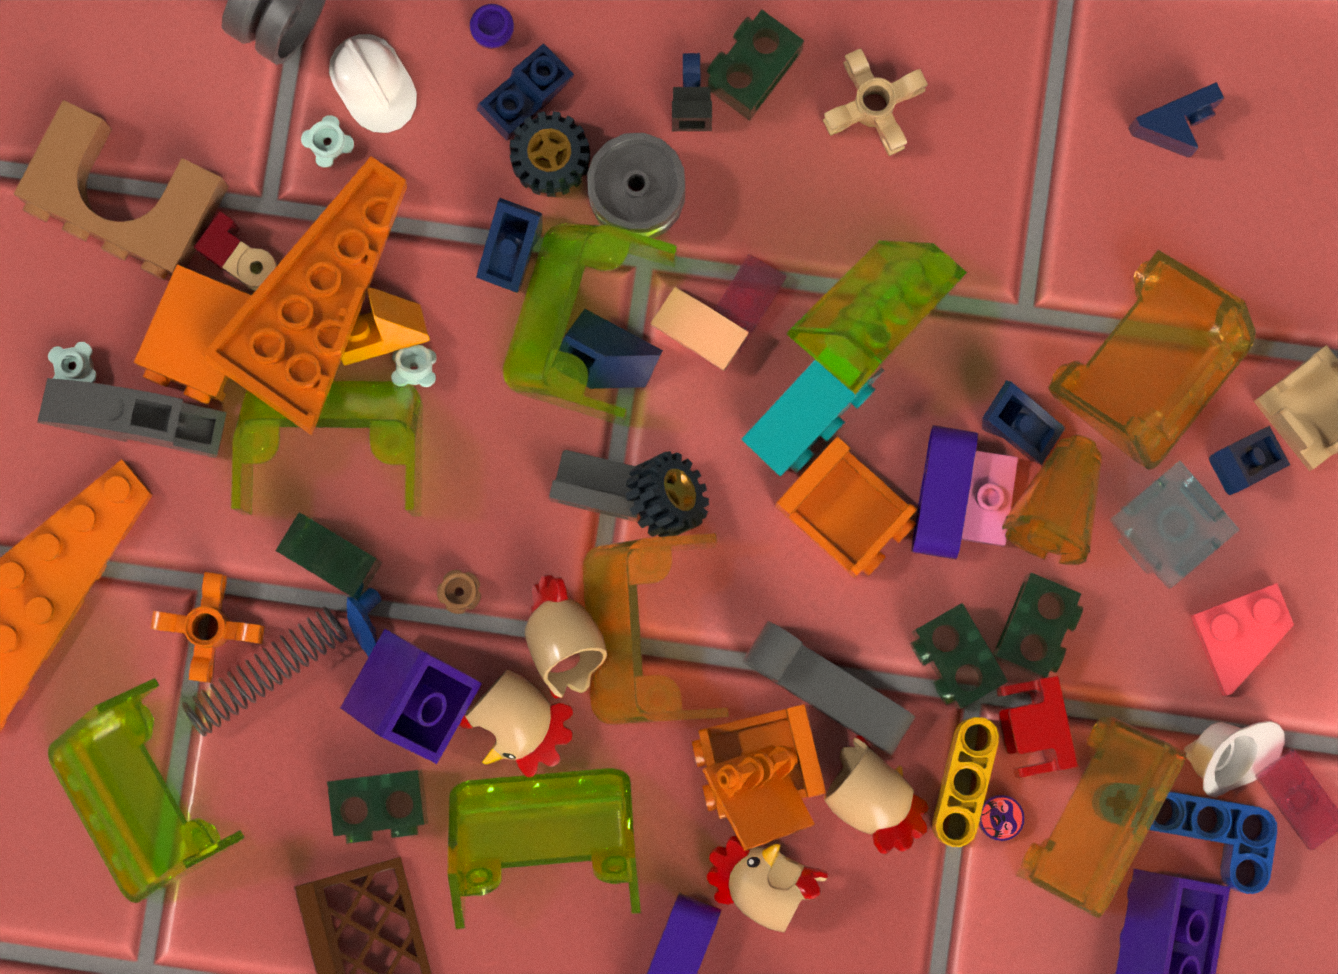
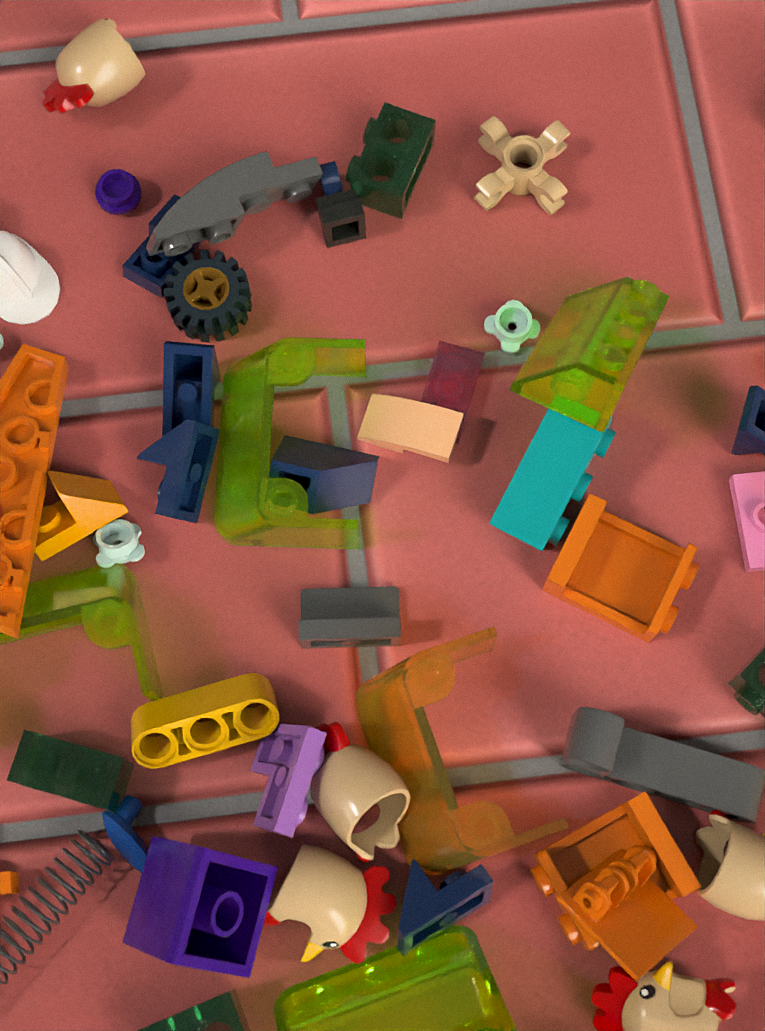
camera: 15 degrees left, 10 degrees down
(451, 543) = (187, 739): none -> yellow beam
(454, 580) = (220, 760): medium nougat plate -> none
(493, 309) = (188, 459): none -> dark blue slope
(516, 598) = (289, 760): none -> medium lavender plate
(579, 73) = (221, 201): none -> dark grey slope
(597, 753) = (433, 911): none -> dark blue slope
(631, 161) = (305, 292): flat silver wheel -> none
(667, 495) = (426, 603): black wheel -> none
(823, 244) = (514, 313): none -> light aqua plate
(944, 492) = (718, 525): dark purple beam -> none

